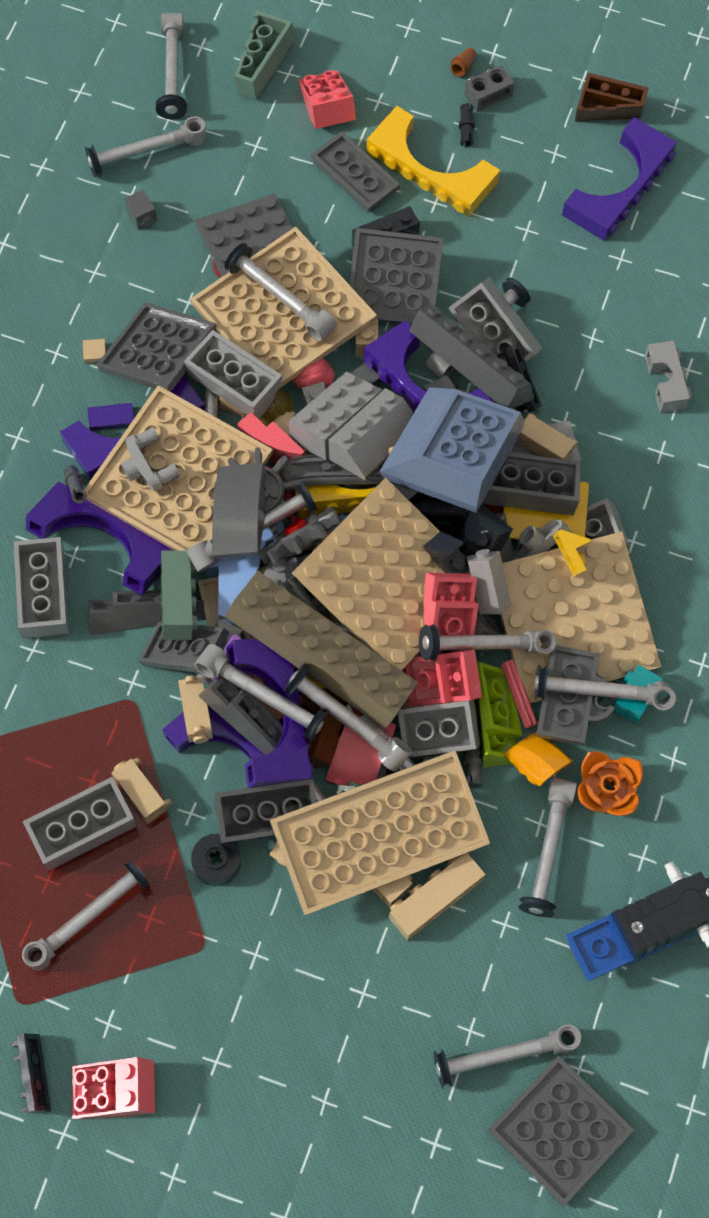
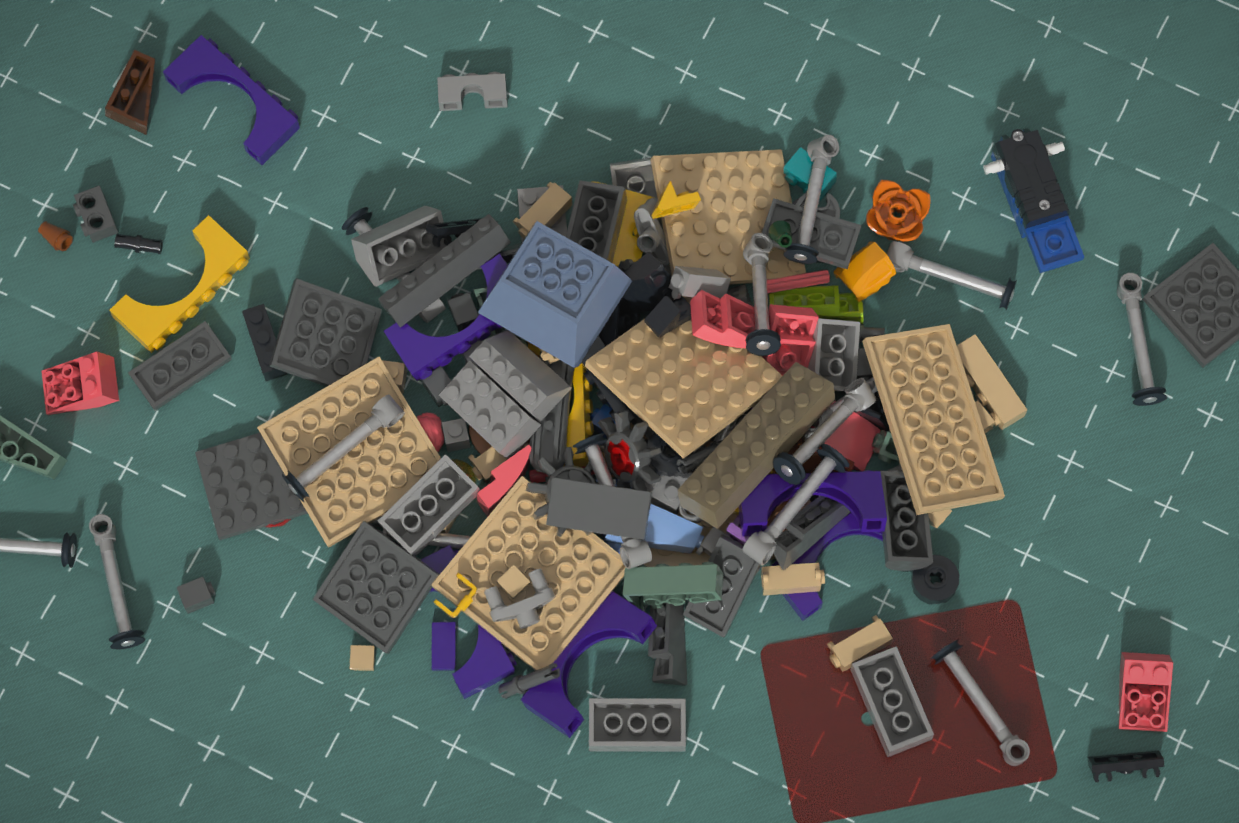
camera: 80 degrees left, 5 degrees up
(141, 414) = (464, 603): none -> yellow piece
(166, 453) = (513, 581): none -> tan tile
(558, 659) = (781, 233): none -> dark green cone

